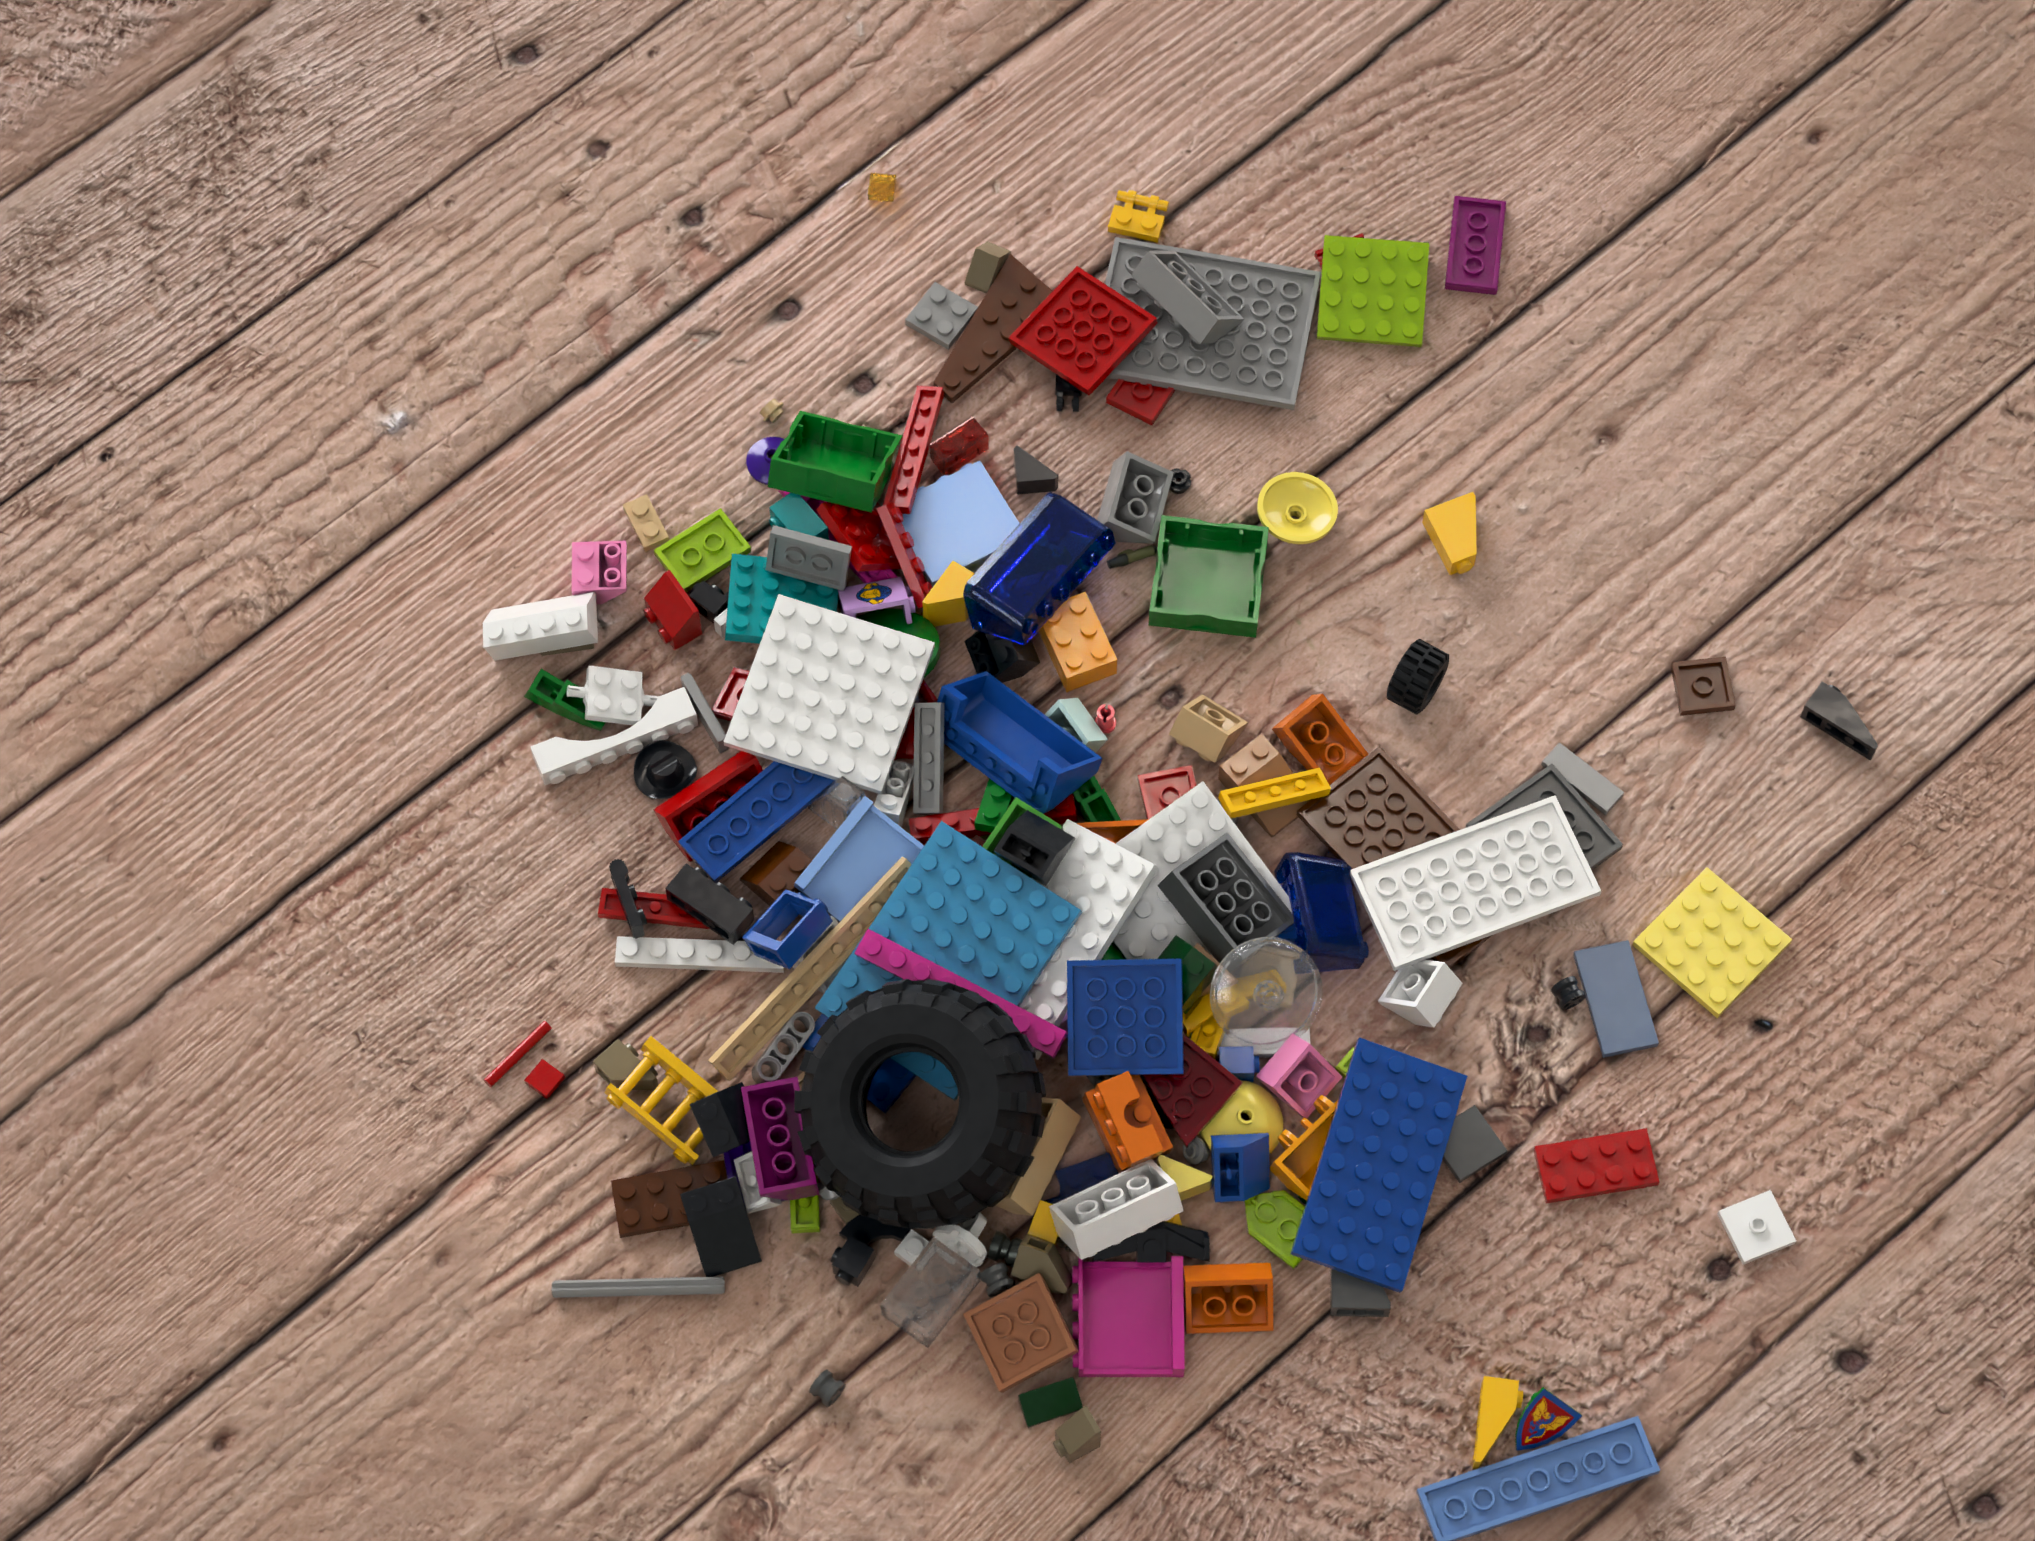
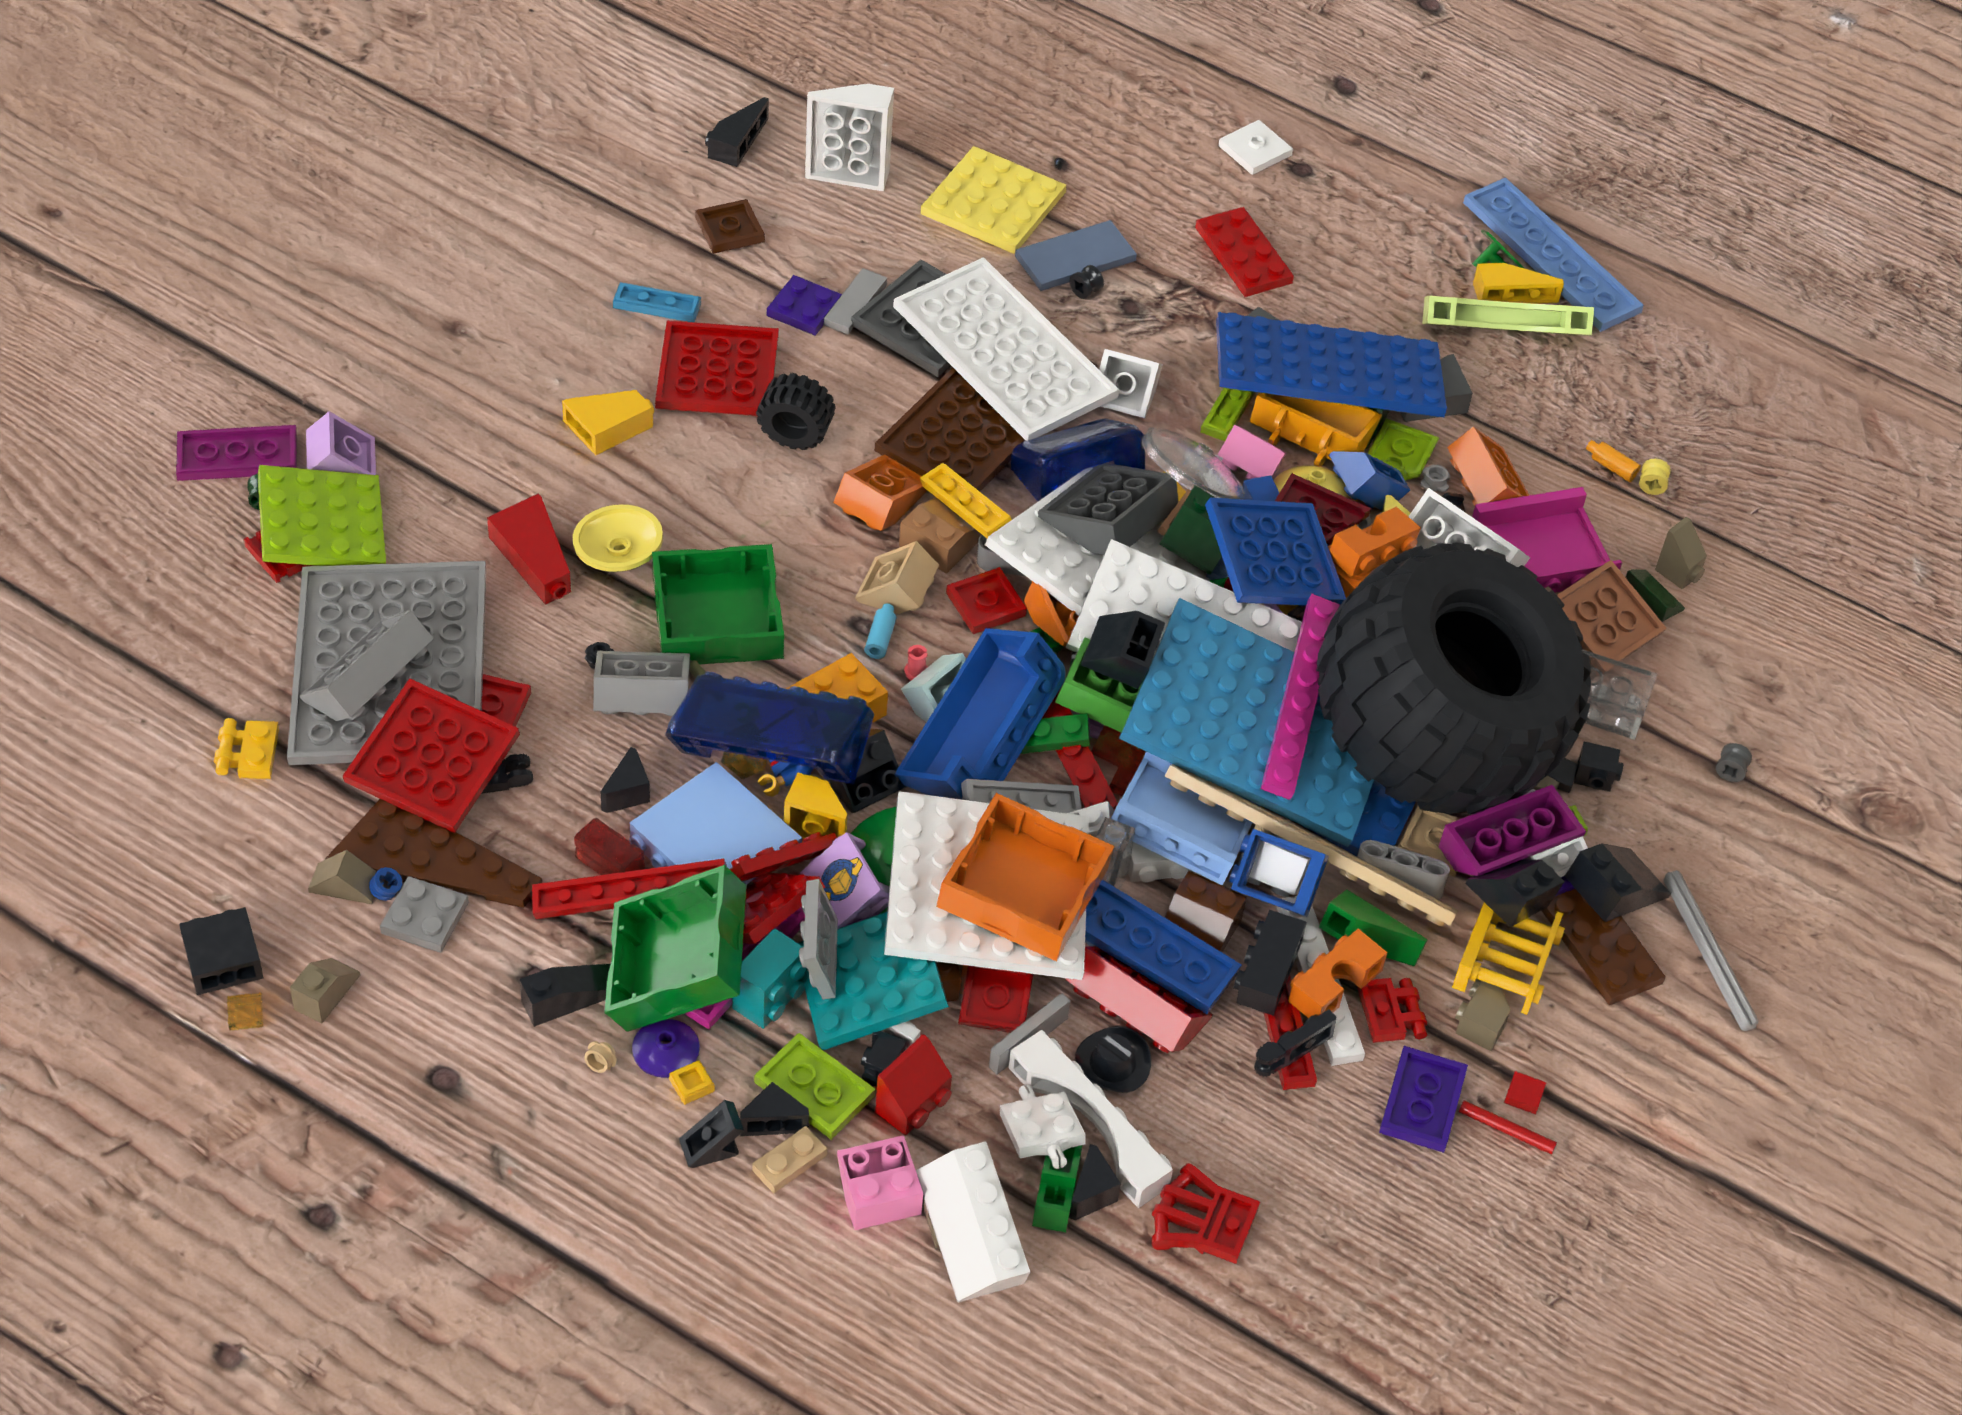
camera: 110 degrees left, 15 degrees down
(494, 809) = (1225, 1224): none -> red plate
(557, 722) = (1095, 1187): none -> black slope
(559, 993) = (1423, 1099): none -> dark purple plate
(651, 990) = (1383, 1012): none -> red plate
(671, 930) = (1352, 959): none -> orange arch
(675, 473) = (713, 1136): none -> black slope
(684, 513) = (773, 1113): none -> black slope
(734, 470) = (691, 1082): none -> yellow tile
(734, 995) = (1351, 912): none -> green slope
(811, 707) = (1025, 877): none -> orange tile
(836, 389) = (562, 991): none -> black slope
(887, 236) = (322, 987): none -> dark tan slope
(934, 171) = (221, 951): none -> black brick
(967, 295) = (389, 875): none -> blue bush
(1153, 703) = (880, 632): none -> medium azure cylinder
(1195, 1459) = (1654, 476): none -> light yellow wheel
(1228, 1430) = (1614, 460): none -> light orange cylinder
(1237, 1238) = (1435, 478): none -> light grey plate
(1308, 447) = (531, 547): none -> red slope
(1452, 318) = (339, 447): none -> lavender slope
(1458, 1337) = (1508, 315): none -> yellowish green arch
(1507, 636) = (715, 367): none -> red plate
(1585, 731) = (802, 305): none -> dark purple plate
(1610, 606) = (657, 302): none -> dark azure tile
(1780, 803) = (850, 135): none -> white slope

